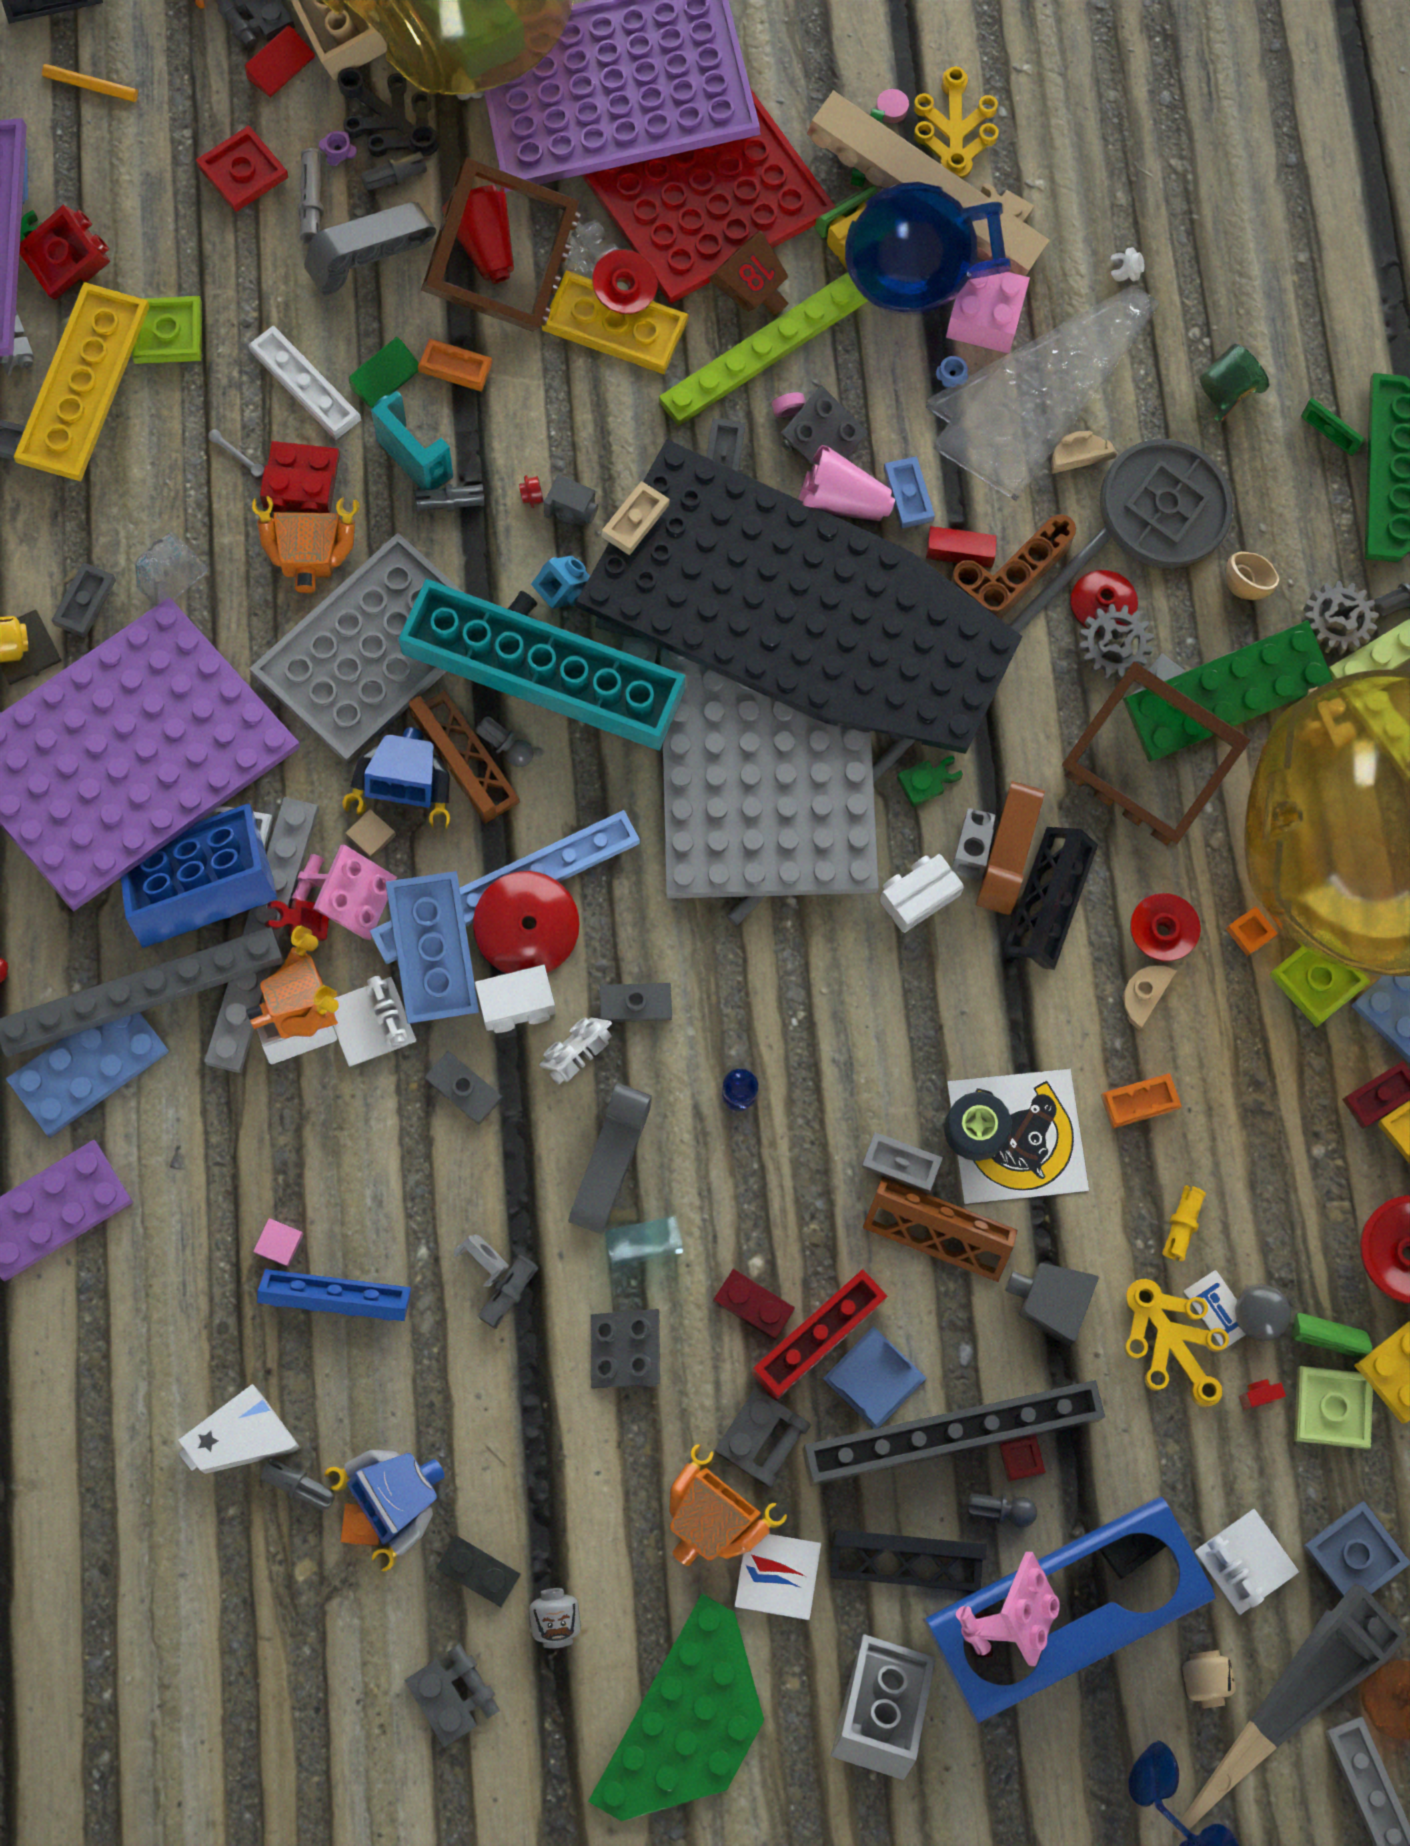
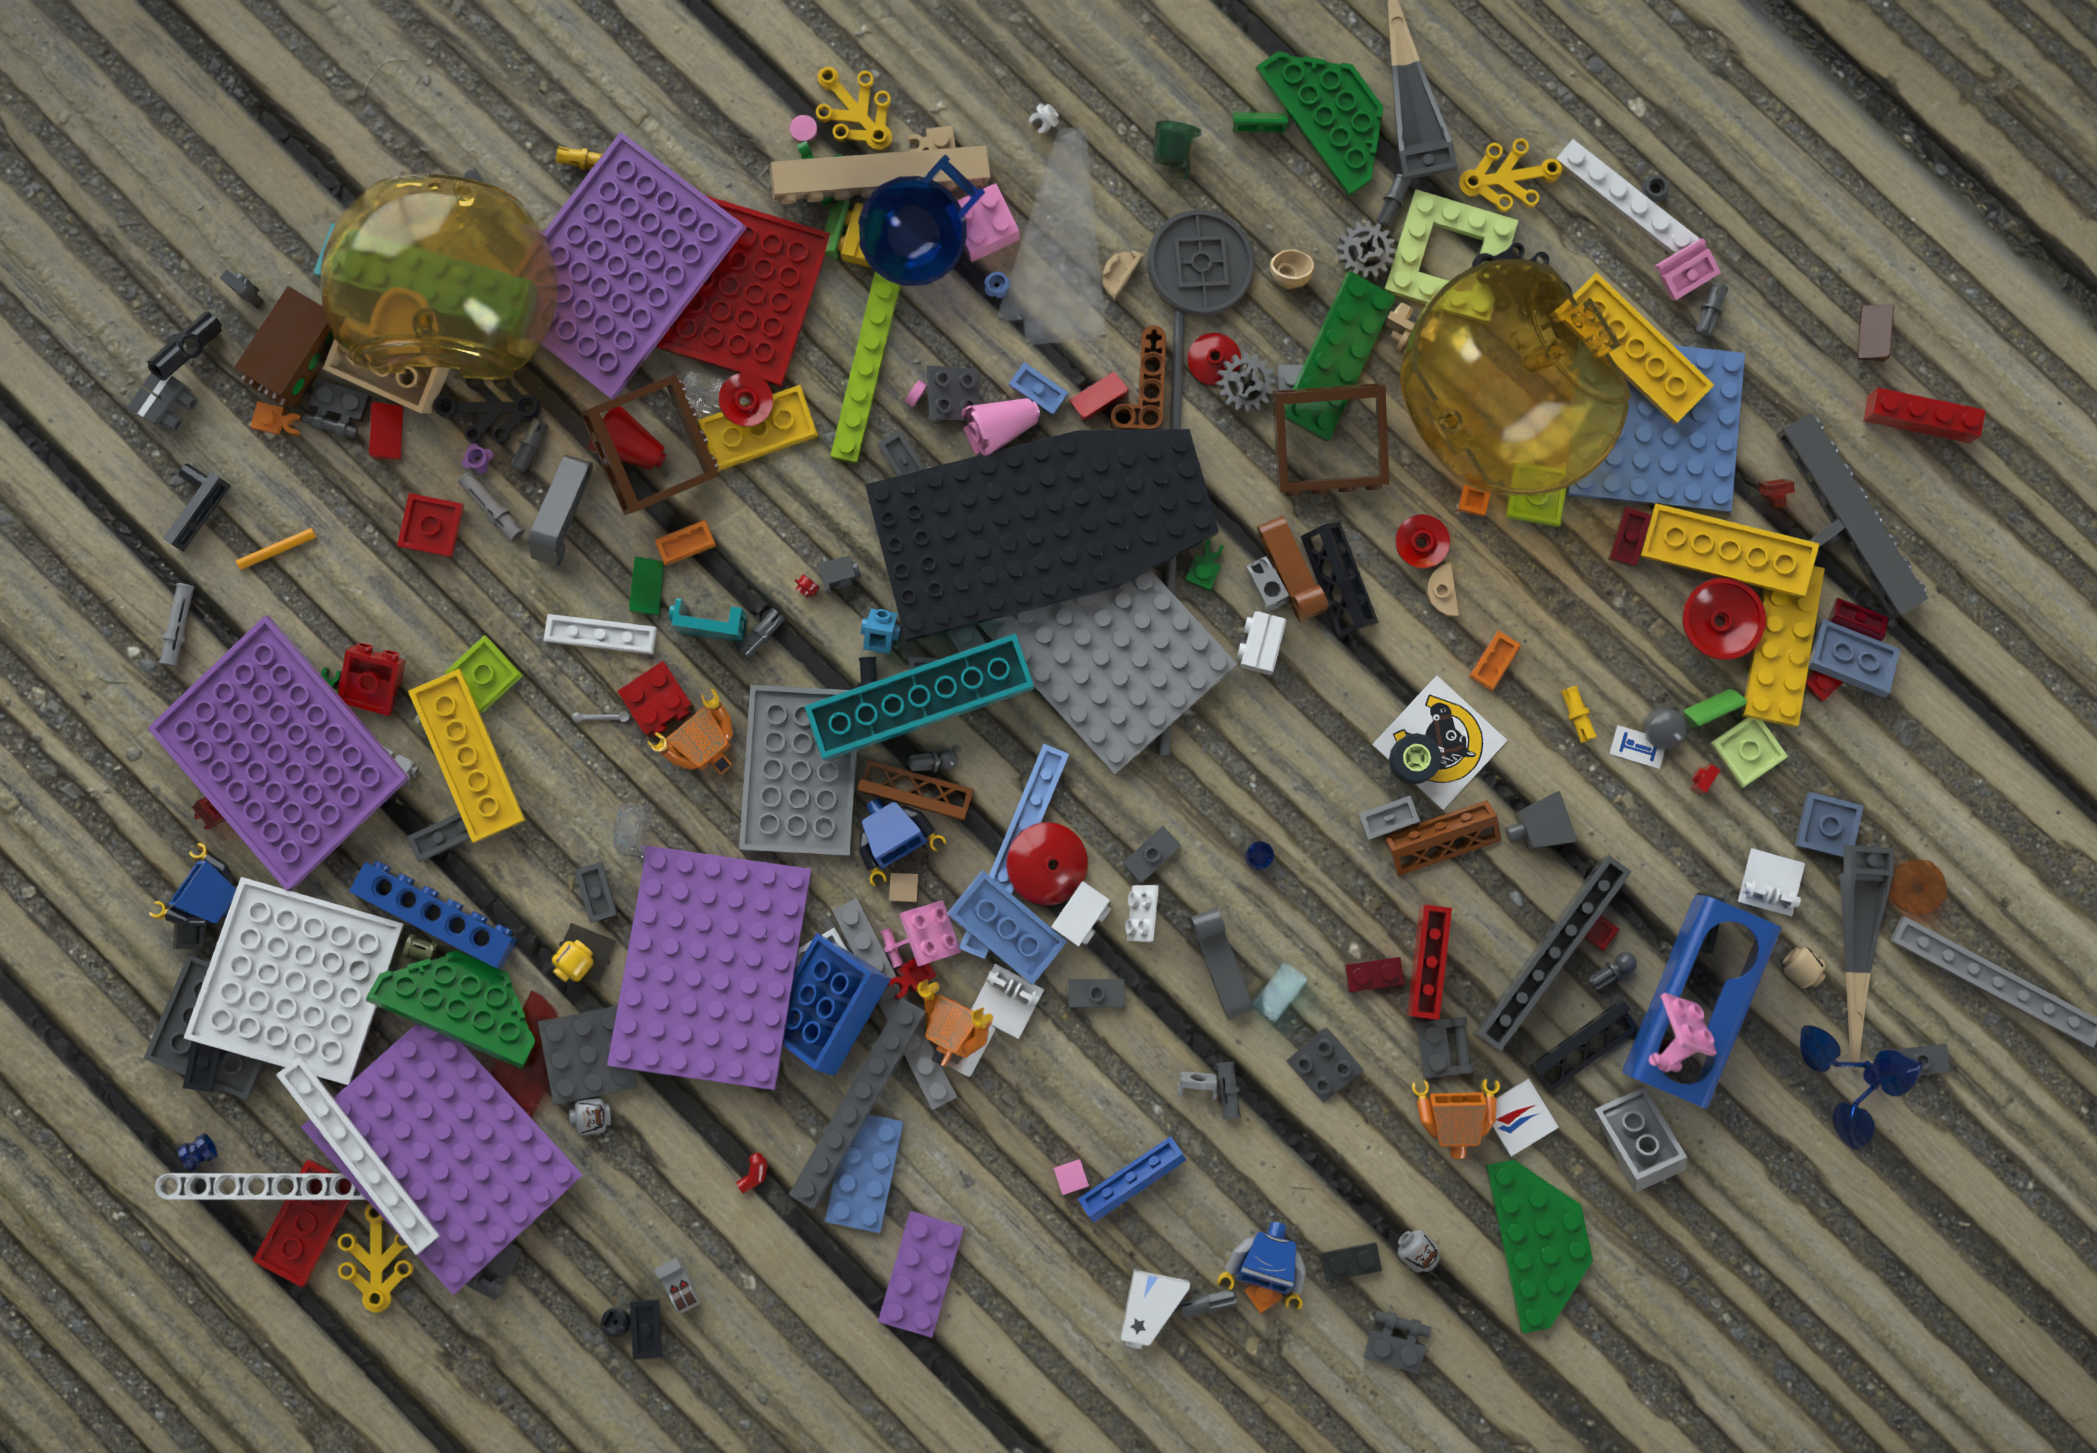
camera: 35 degrees left, 10 degrees up
(635, 518) = (896, 556): tan plate -> none
(752, 276) = (820, 326): reddish brown torso -> none
(874, 1378) = (1477, 957): medium blue piece -> none
(1171, 1337) = (1625, 789): yellow plant -> none

